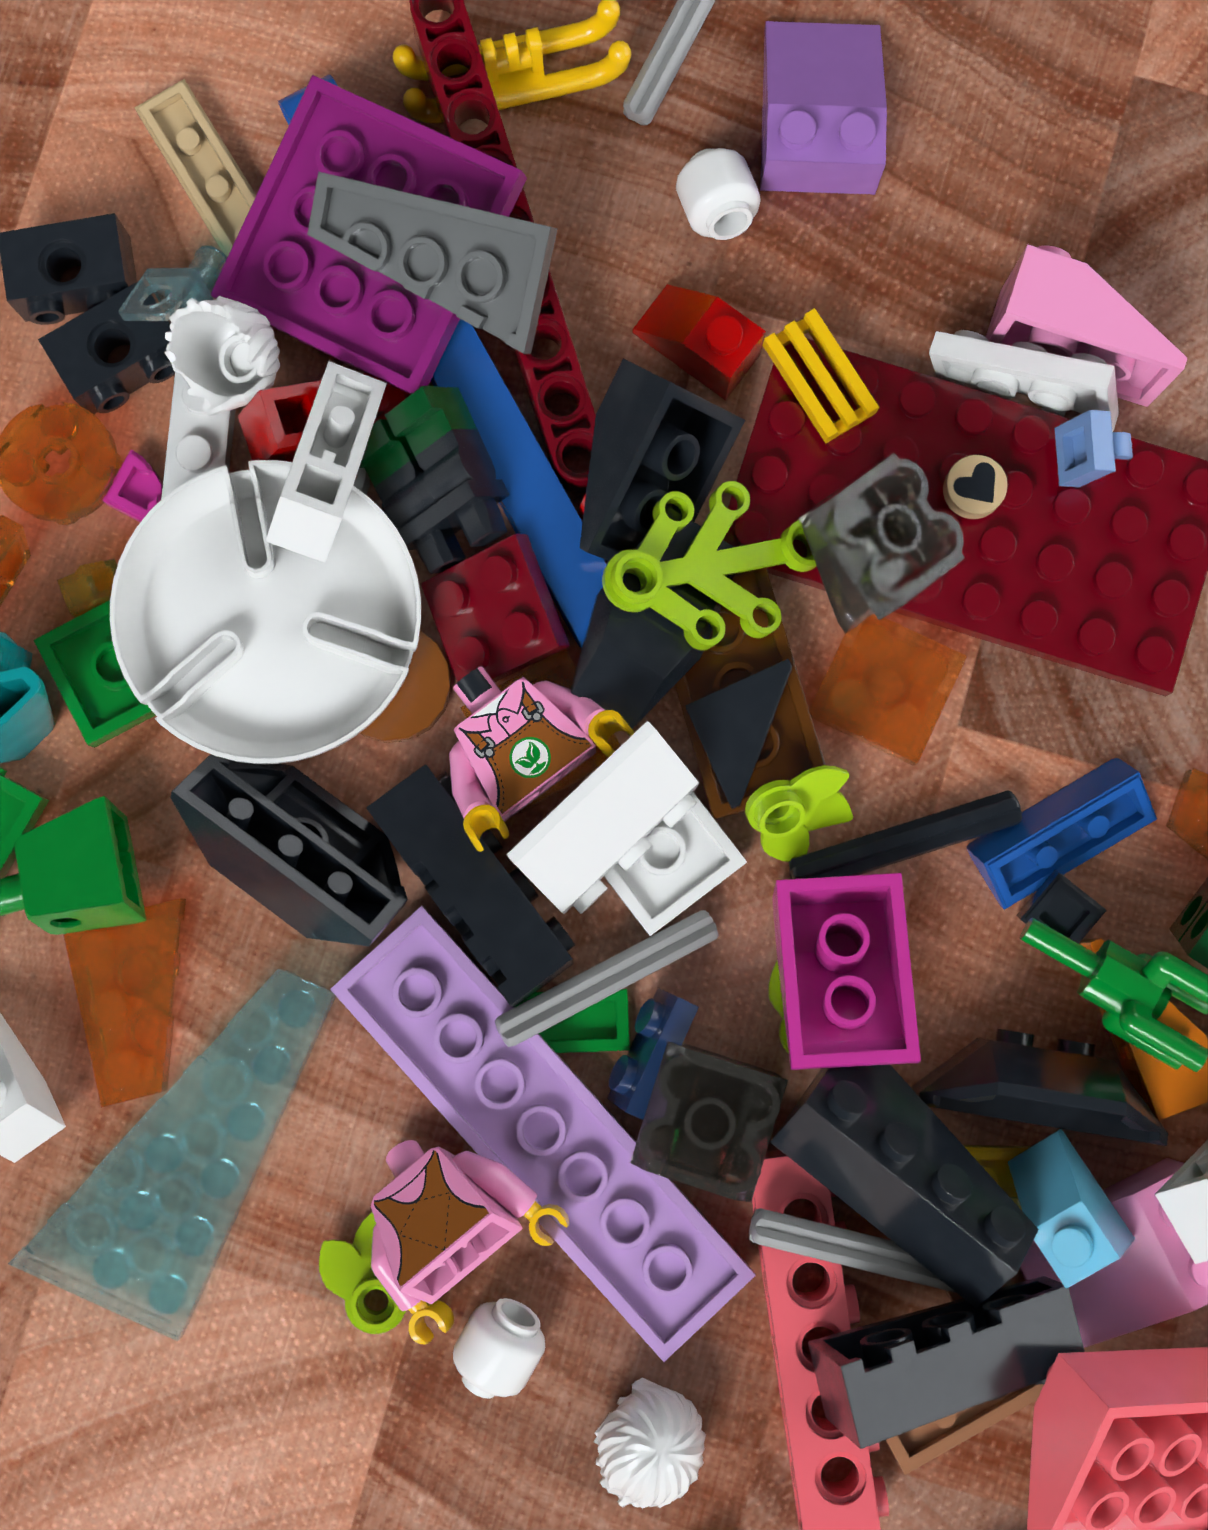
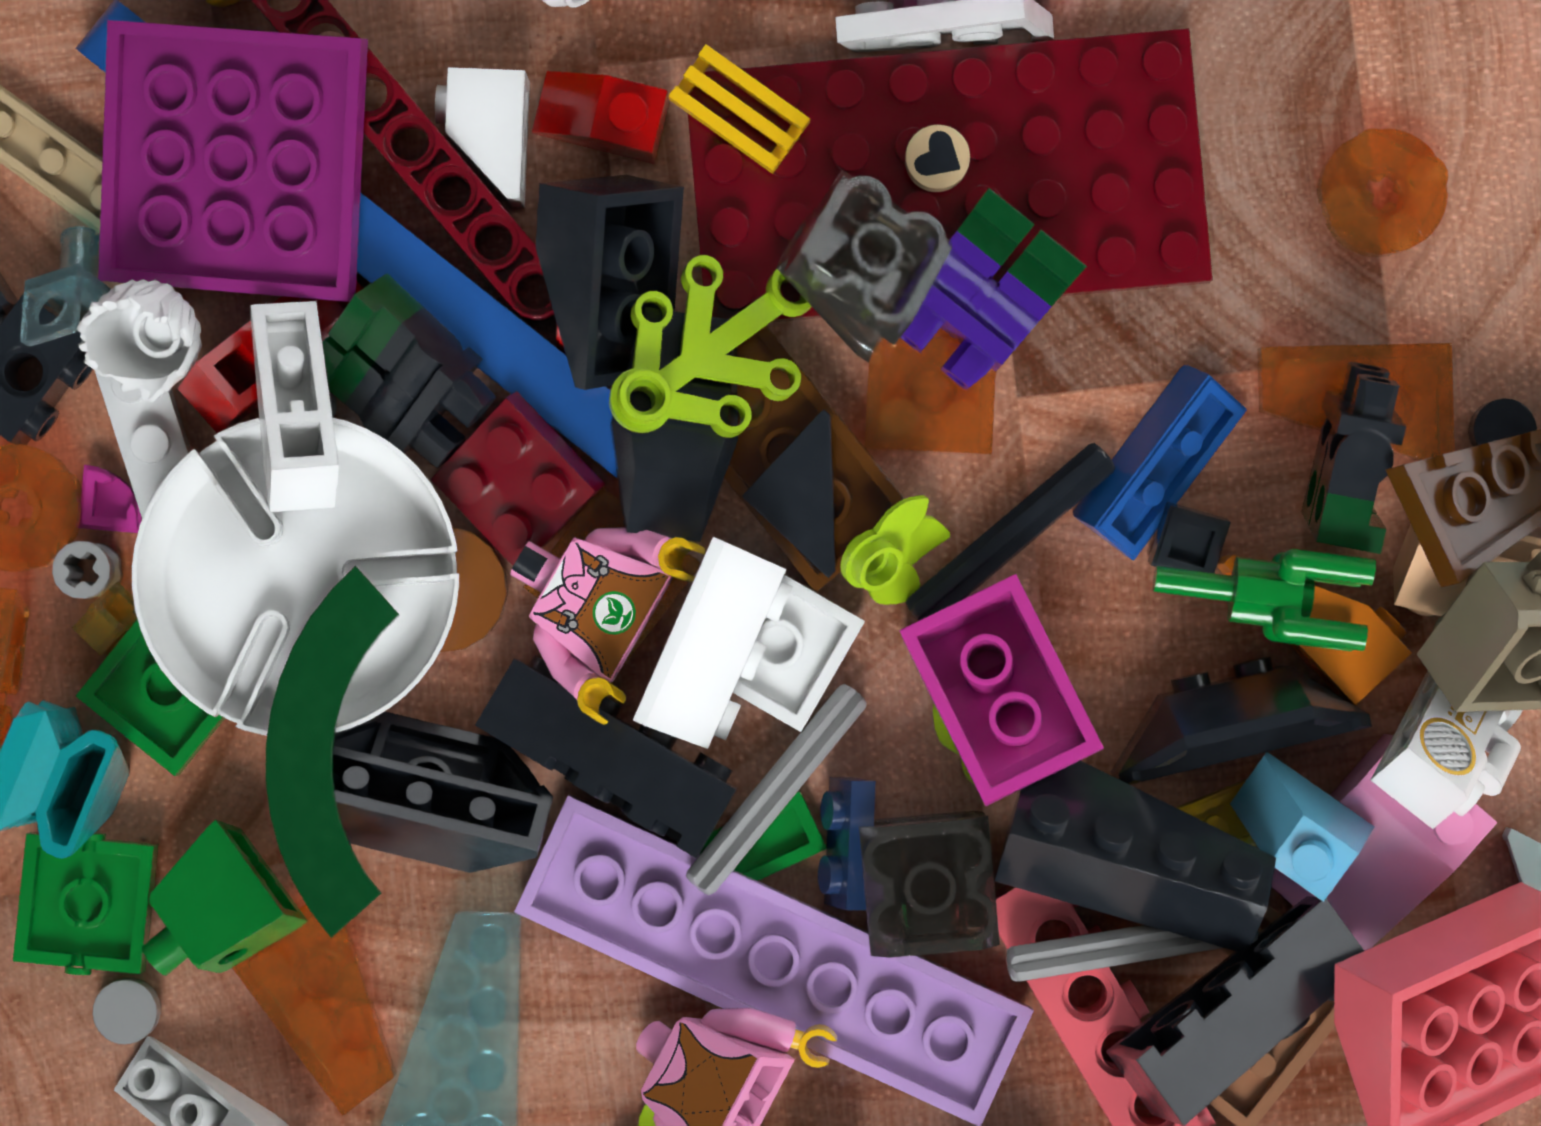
camera: 30 degrees left, 5 degrees up
(75, 536) = (68, 573): none -> light grey bush
(201, 763) = (303, 746): none -> dark green tile
(457, 256) = (334, 152): dark grey wing -> none
(599, 304) = (488, 123): none -> white slope
(960, 632) = (976, 309): none -> dark purple hips
(1089, 448) = (1033, 76): medium blue tile -> none

